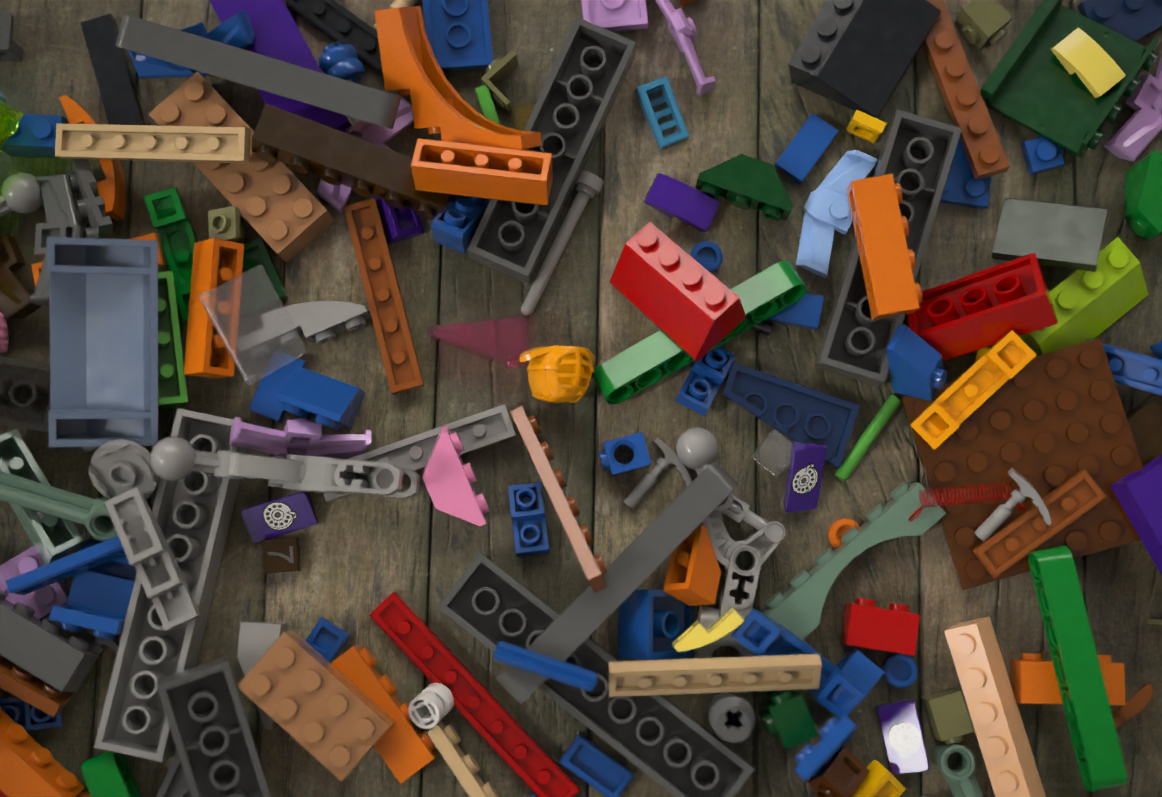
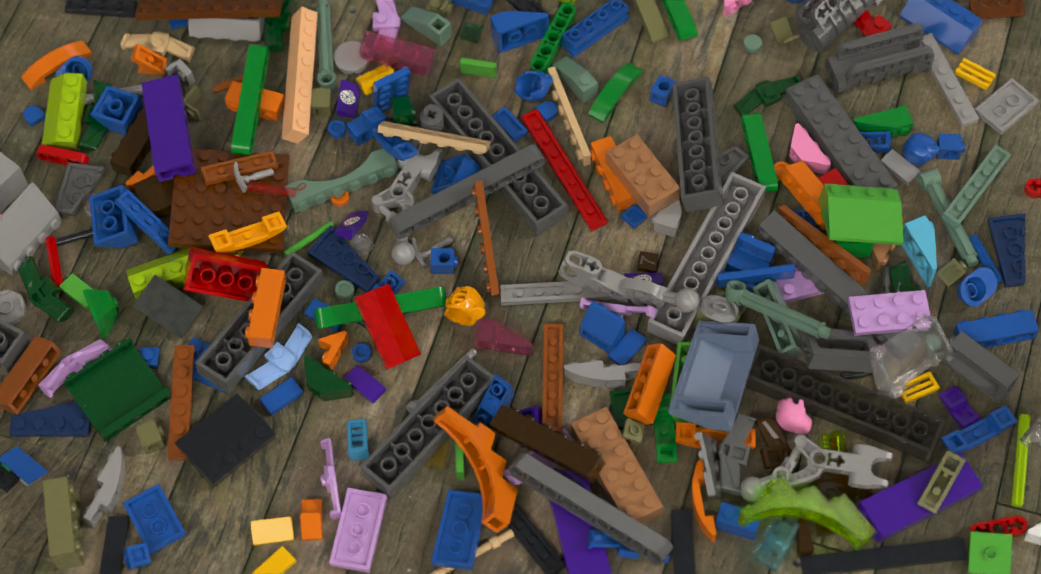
camera: 165 degrees left, 20 degrees down
(152, 143) = (663, 481): tan plate -> none
(152, 558) = (712, 260): light grey slope -> none
(253, 324) = (628, 367): clear piece -> none
(342, 62) = (540, 511): blue piece -> none
(431, 705) = (585, 168): white wheel -> none
(451, 480) = (542, 268): bright pink slope -> none
(482, 171) = (473, 406): orange brick -> none
(495, 74) = (448, 483): olive bracket -> none
(528, 519) = (506, 245): blue slope -> none
(545, 666) = (517, 154): blue axle -> none
(694, 570) = (426, 188): orange slope -> none
(698, 636) = (435, 158): light yellow slope -> none
(751, 251) = (334, 347): none -> orange slope
(773, 360) = (344, 290): none -> sand green tile
(866, 126) = (244, 394): yellow tile -> none
(880, 628) = (340, 147): red brick -> none
(914, 365) = (270, 254): blue slope -> none
(1089, 61) = (104, 389): light yellow slope -> none

